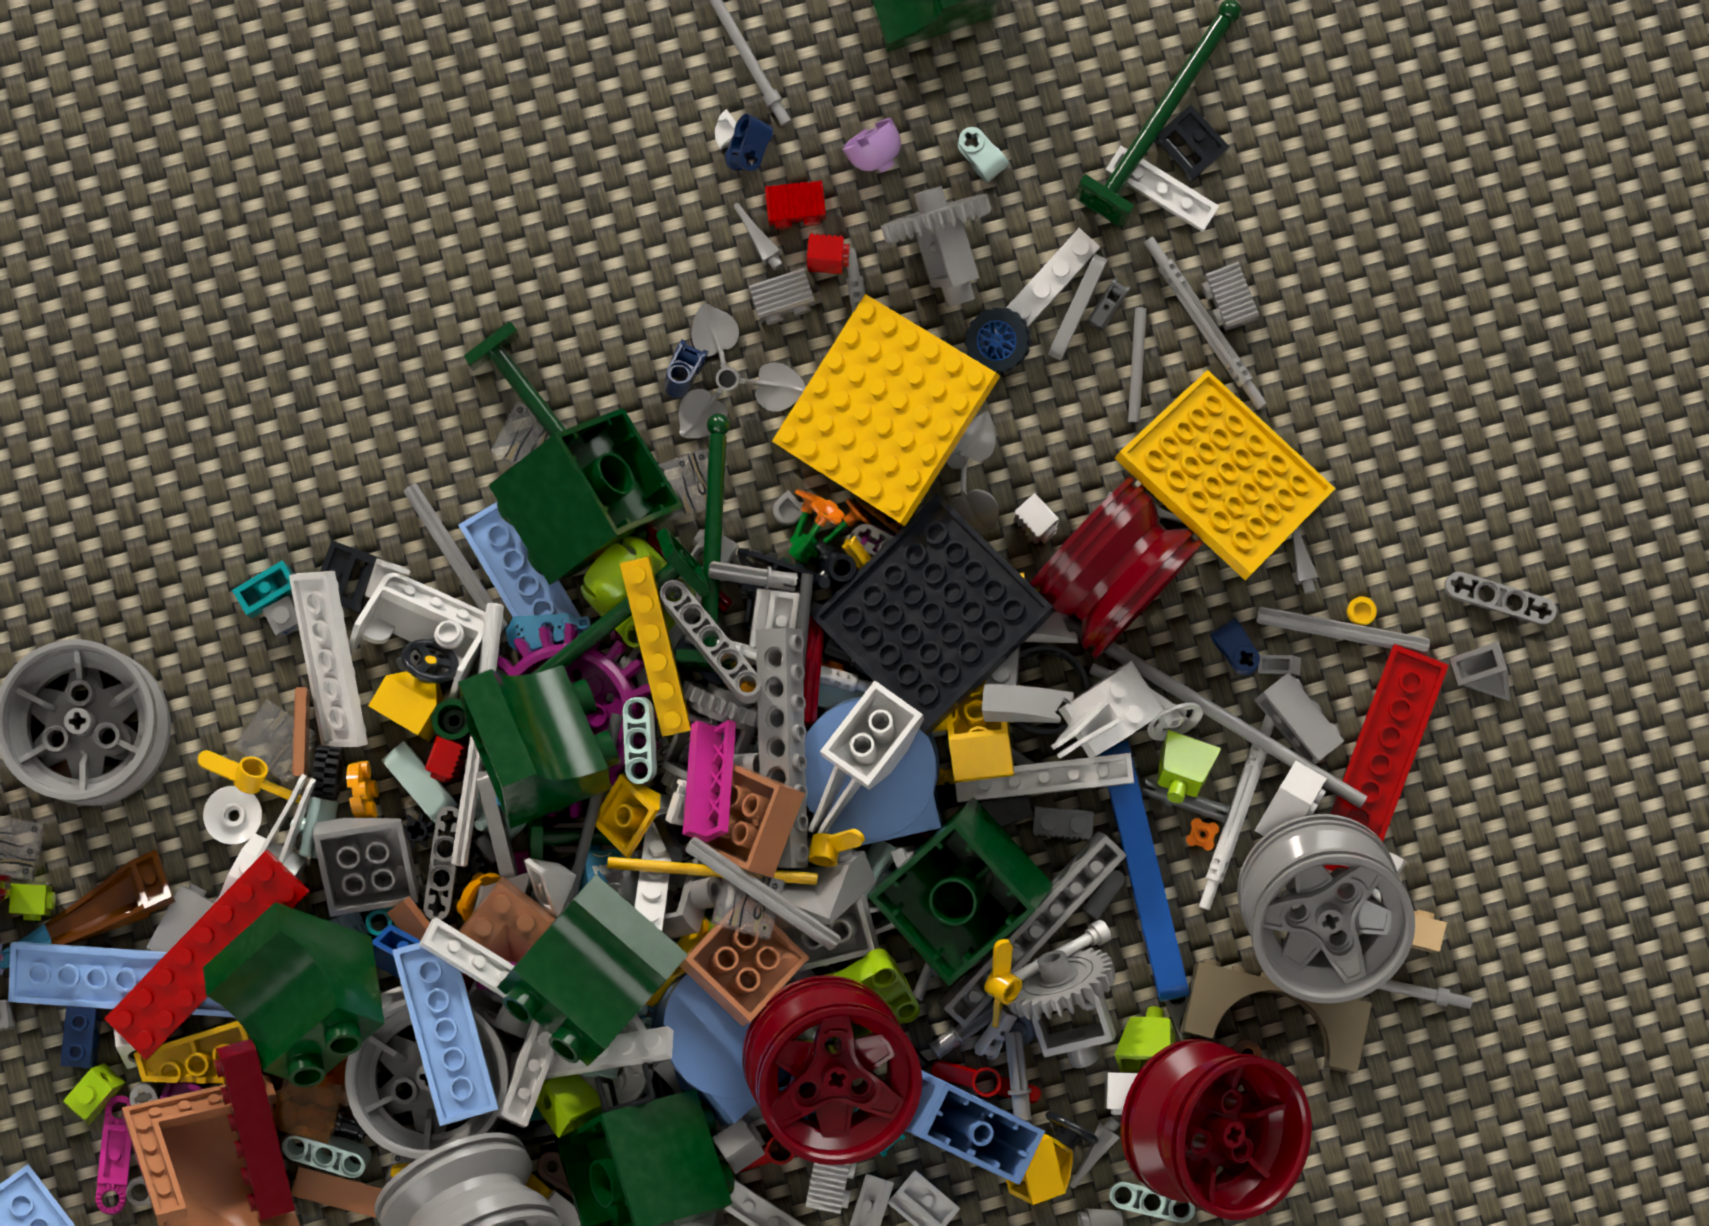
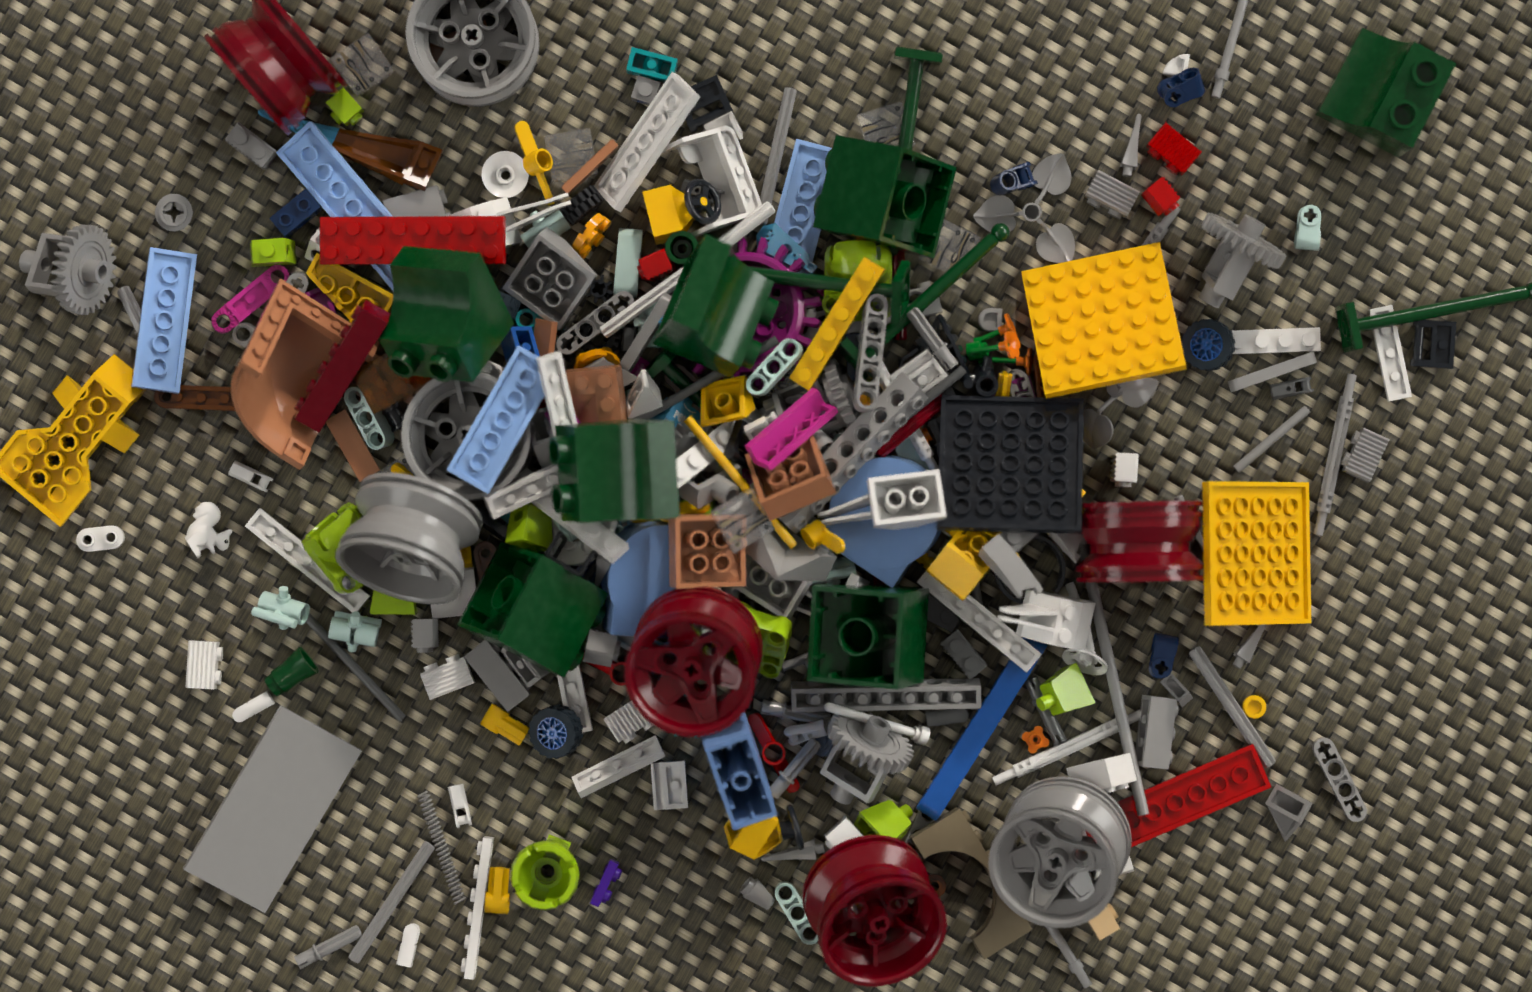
camera: 40 degrees right, 5 degrees up
(449, 634) = (728, 197): white plate -> none
(762, 893) = (755, 524): light grey axle -> none
(874, 147) = (1251, 163): lavender cylinder -> none
(1001, 982) = (837, 708): yellow piece -> none

